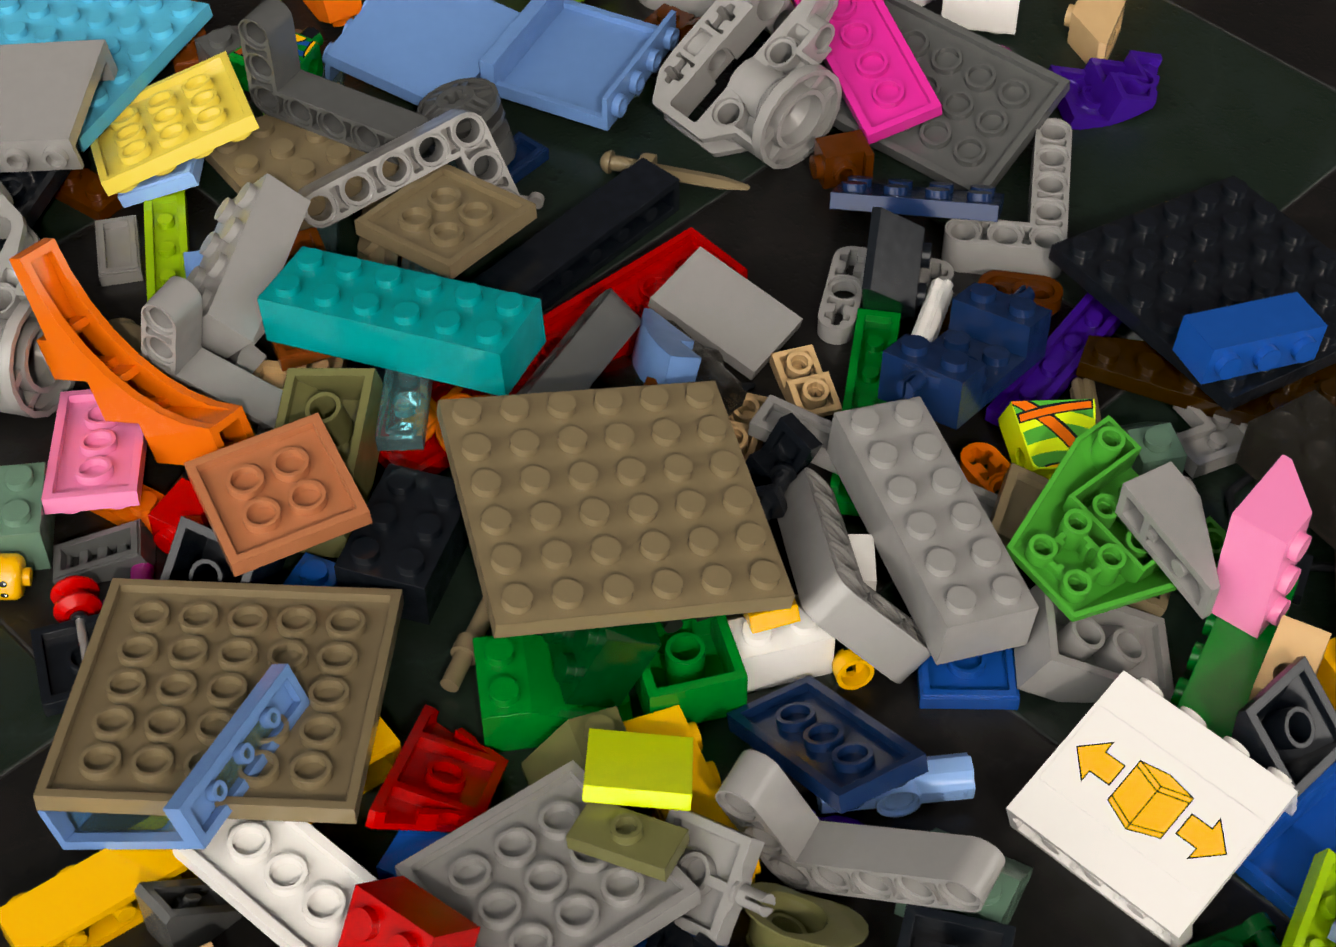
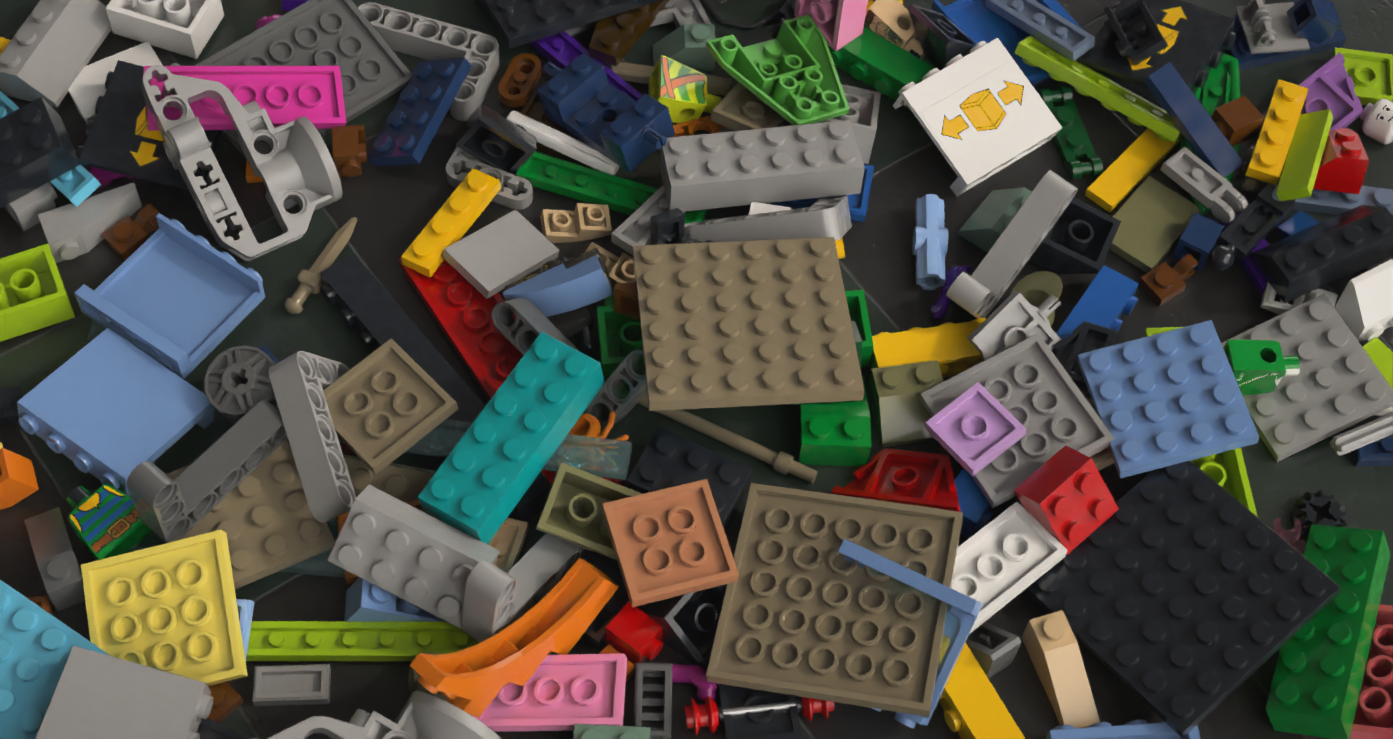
camera: 85 degrees left, 10 degrees up
(504, 817) = (975, 428): none -> lavender plate
(628, 839) = (1000, 362): olive plate -> none
(638, 770) = (944, 352): neon yellow tile -> none
(760, 257) = (451, 222): none -> yellow plate
(827, 744) = (913, 261): dark blue plate -> none
(1171, 526) = (806, 36): light grey slope -> none

